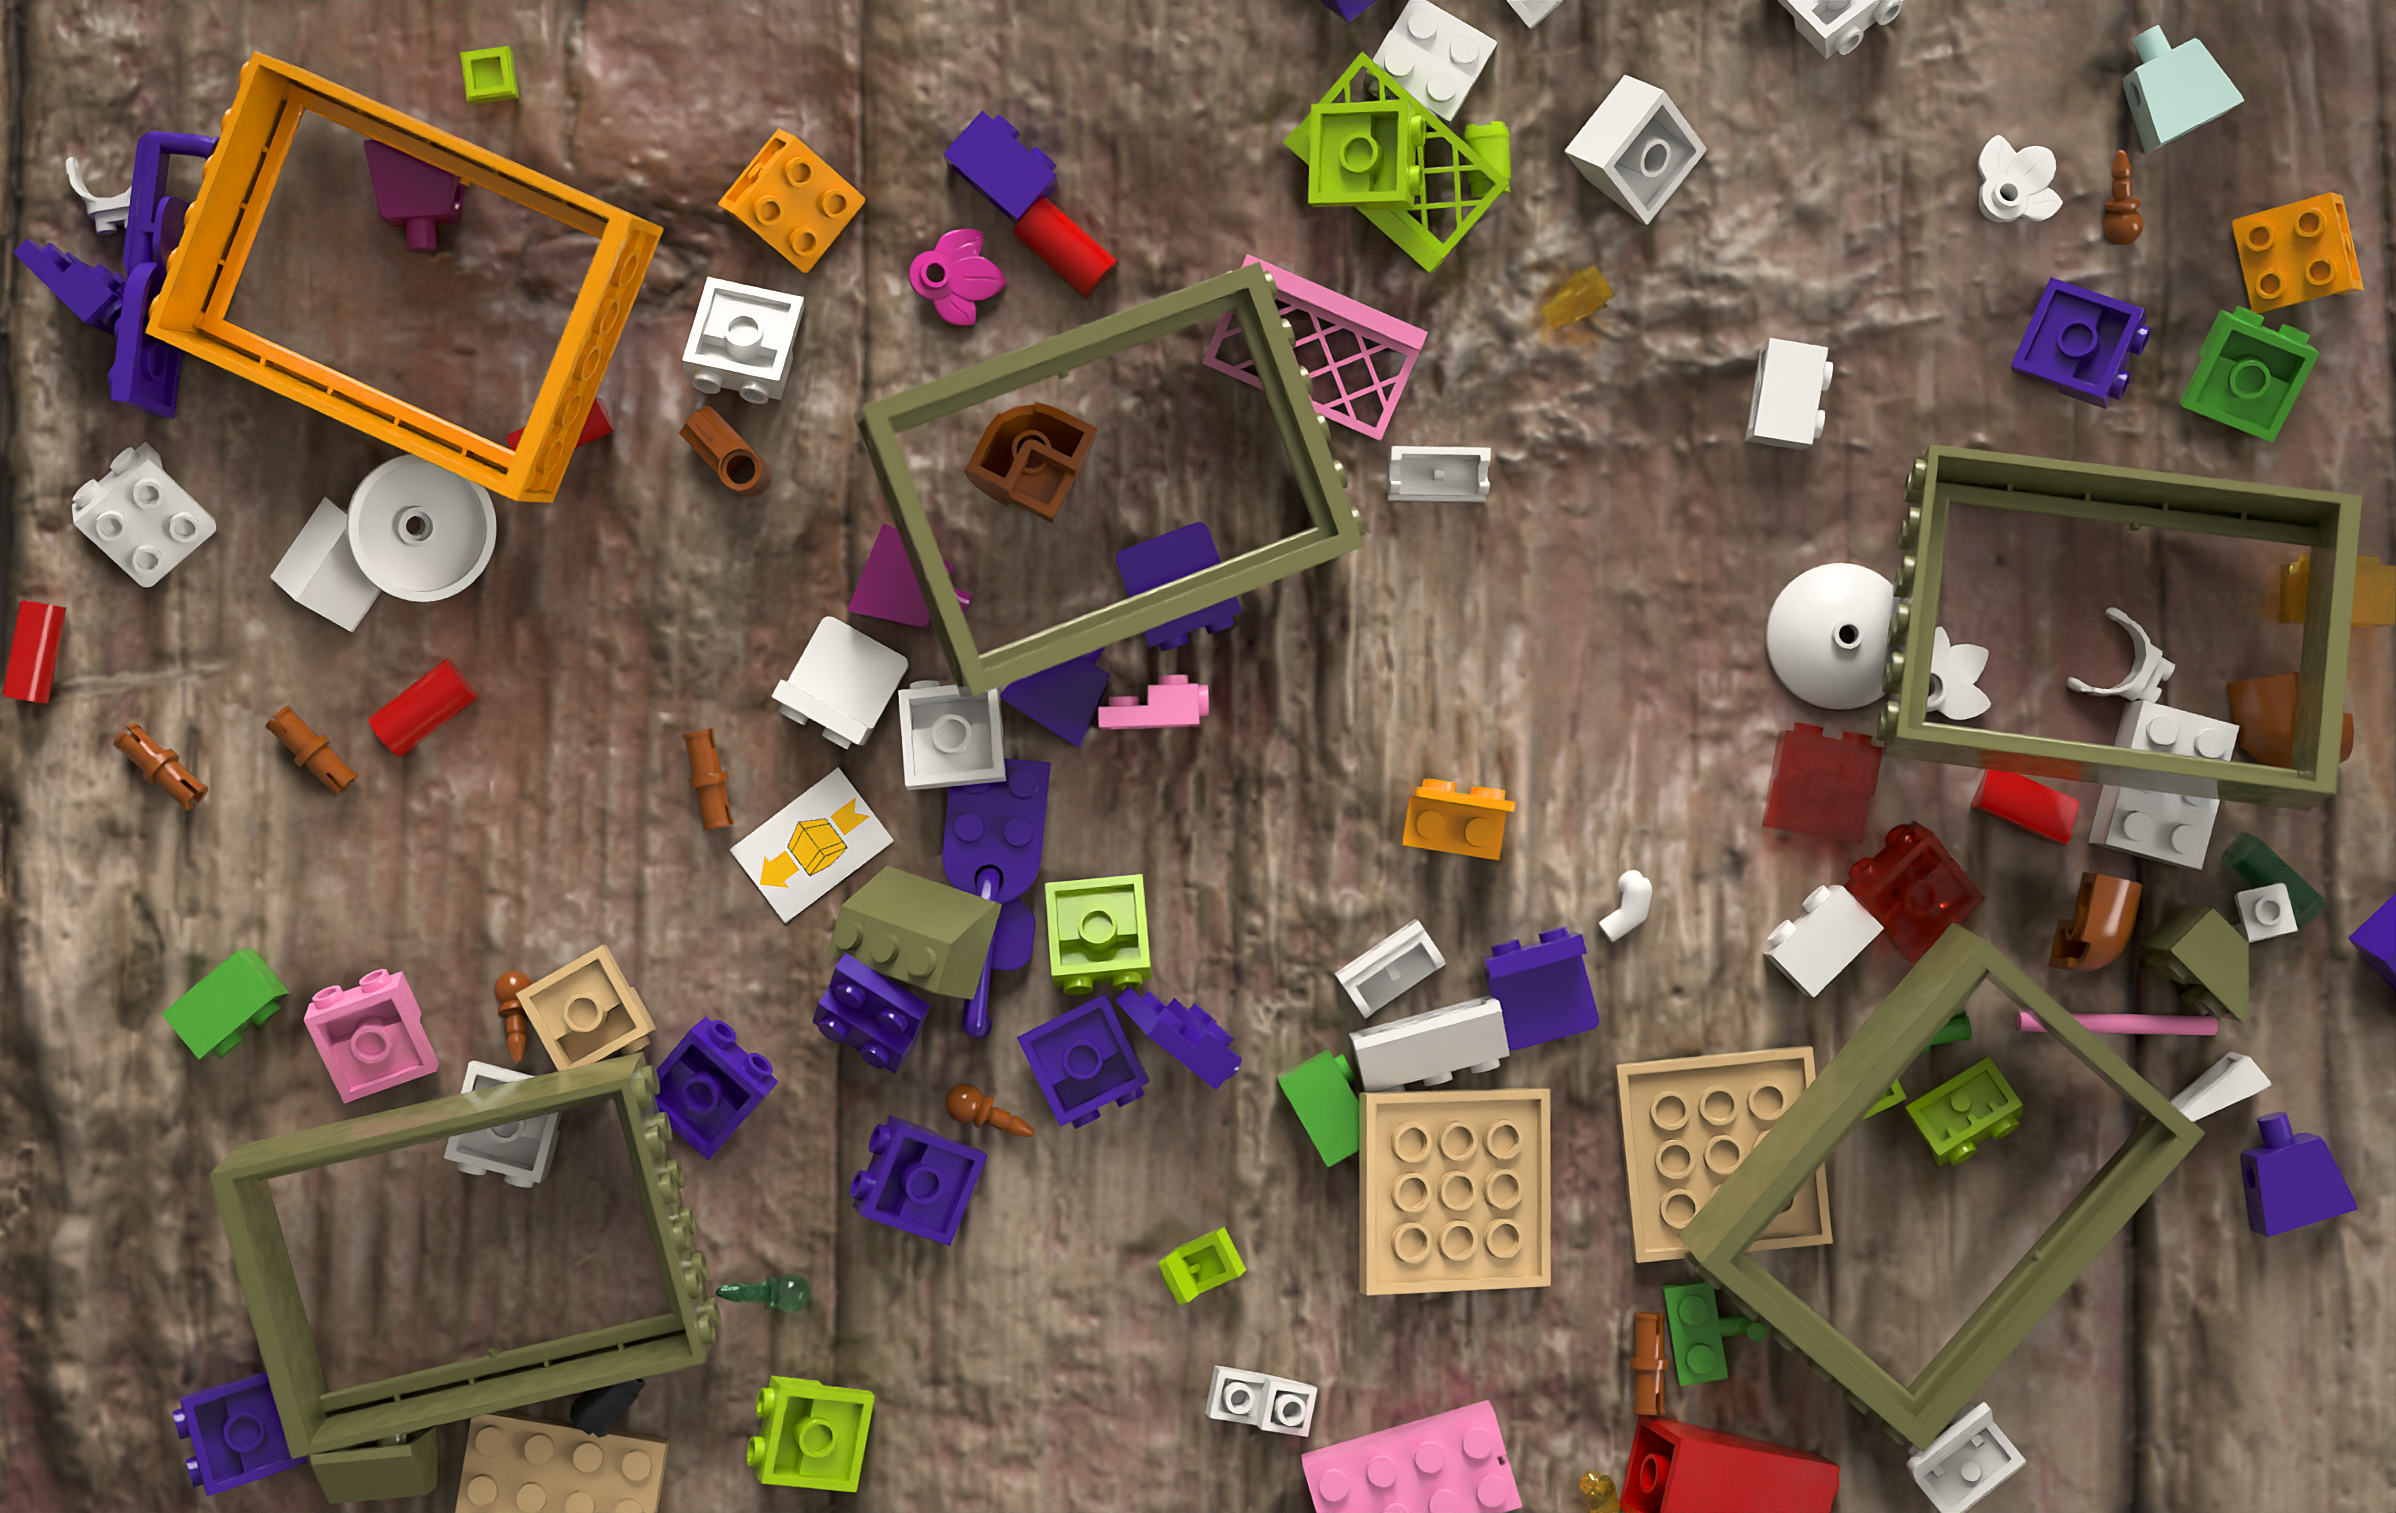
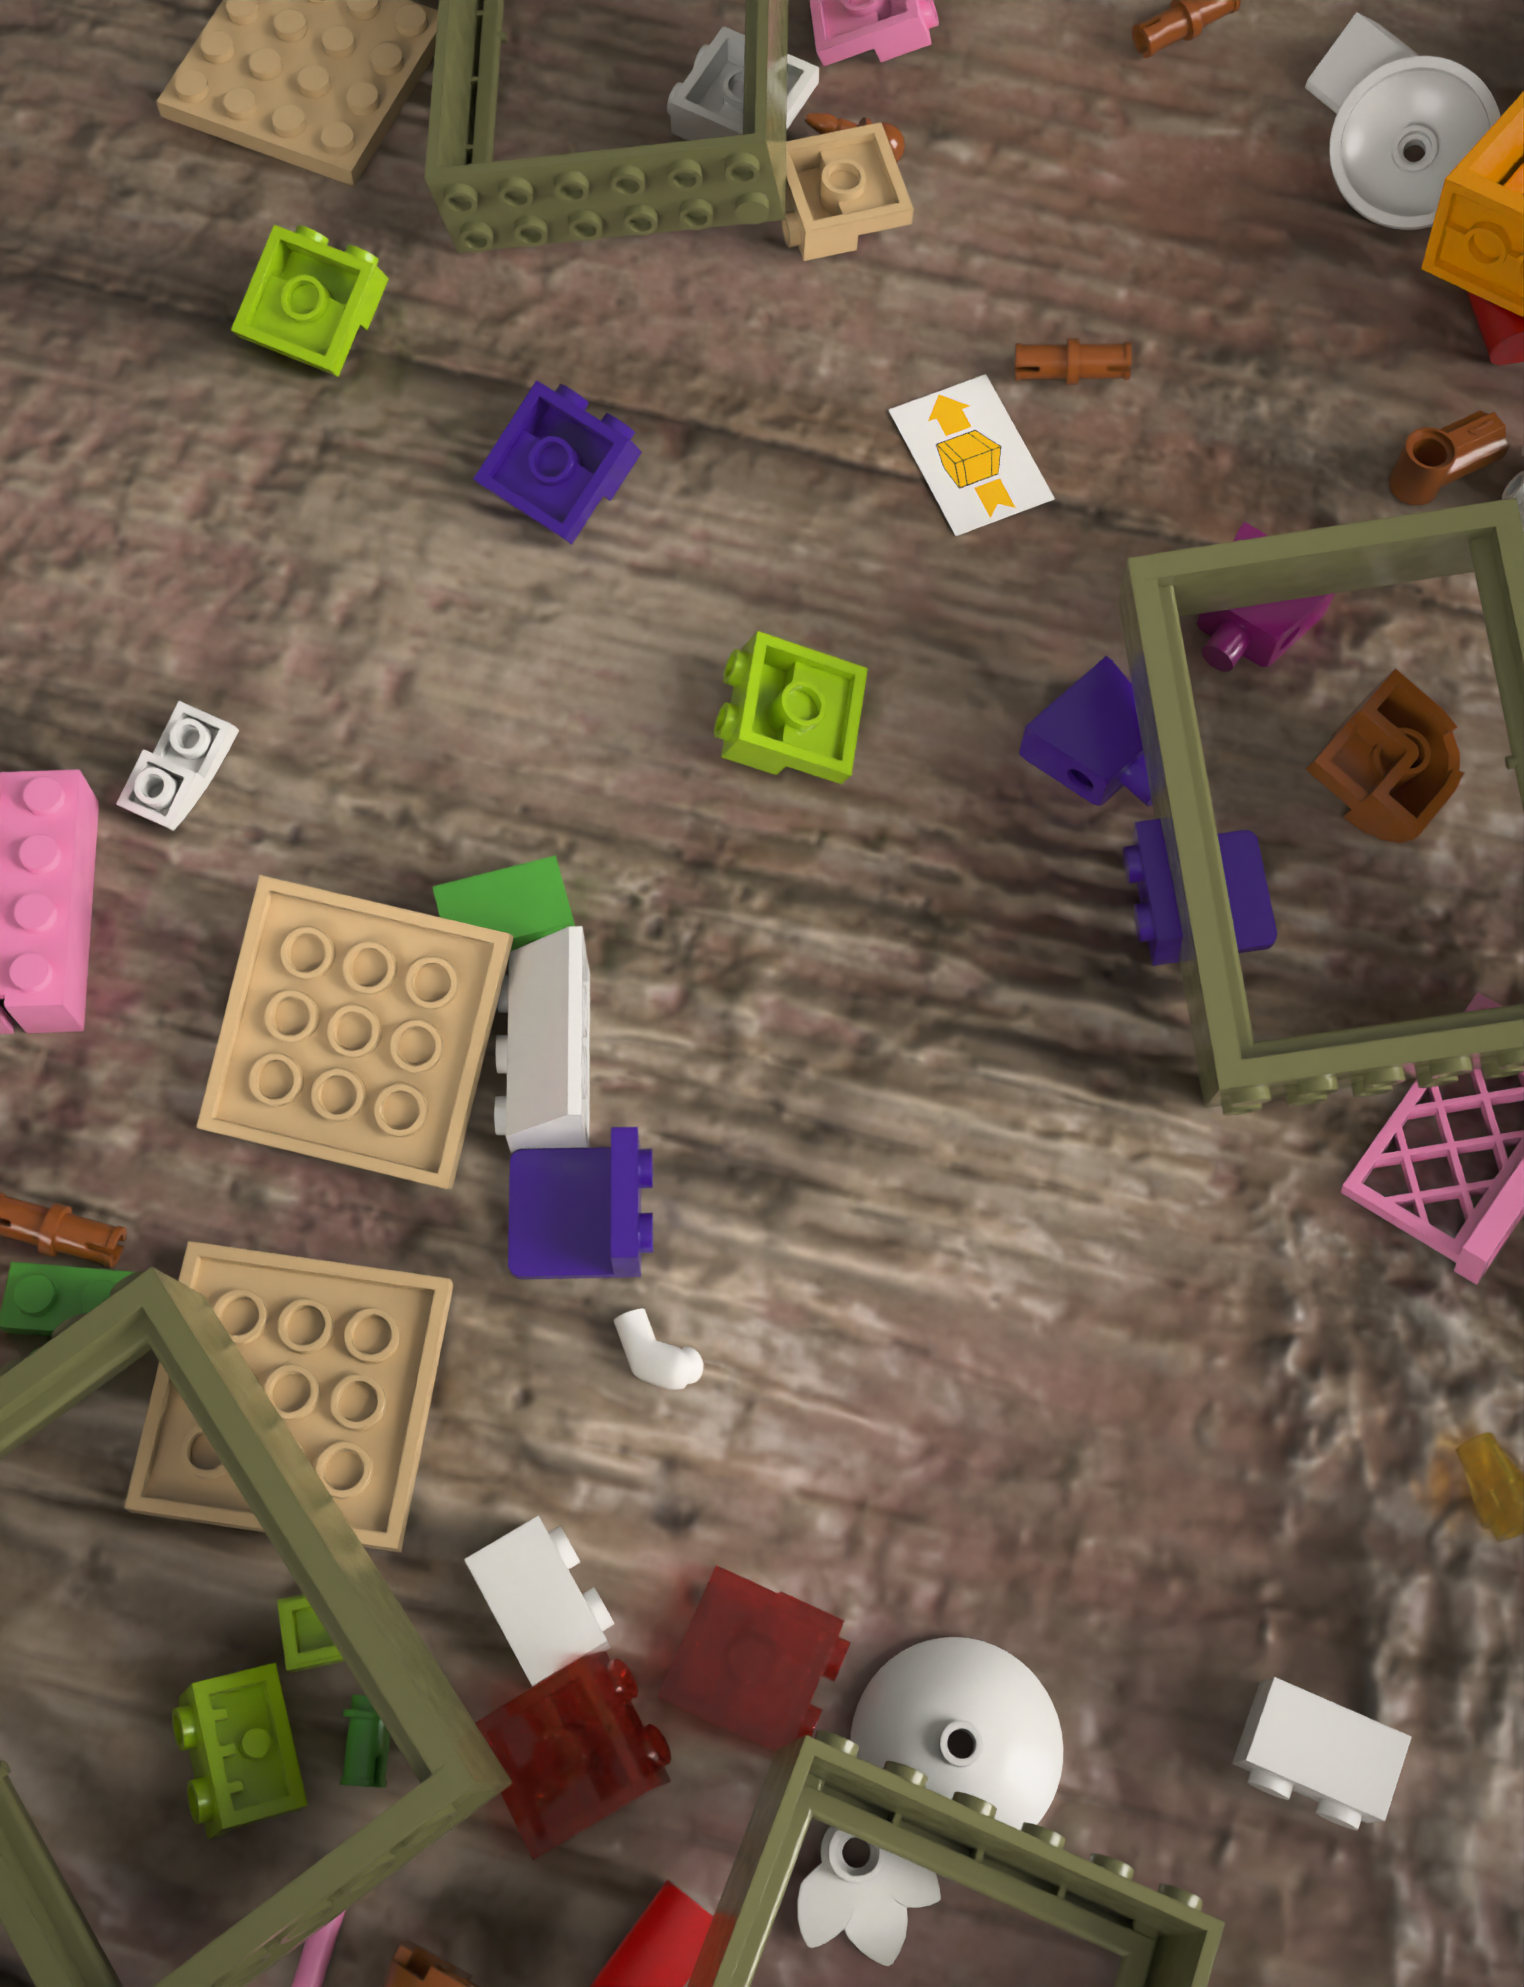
camera: 105 degrees right, 20 degrees down
(422, 708) = (1209, 121): red brick -> none
(603, 1407) = (407, 121): black piece -> none
(711, 1085) = (728, 286): dark purple plate -> none
(787, 1293) = (473, 320): clear green bar -> none
(842, 683) = (1146, 502): white bracket -> none
(870, 1014) = (761, 443): dark purple plate -> none
(917, 931) = (844, 500): olive slope -> none
(950, 736) = (1066, 599): white plate -> none
(966, 1104) = (629, 535): dark orange bar -> none
(1000, 829) = (951, 628): dark purple plate -> none
(1084, 1062) = (642, 658): dark purple plate -> none
(1169, 706) = (1058, 826): bright pink plate -> none
(1185, 1033) = (636, 755): dark purple plate -> none
(1200, 1265) = (360, 727): lime bracket -> none
(1390, 968) = (657, 1032): white hinge -> none
(1438, 474) = (1287, 1244): white hinge -> none
(1456, 821) = (825, 1155): light orange bracket -> none

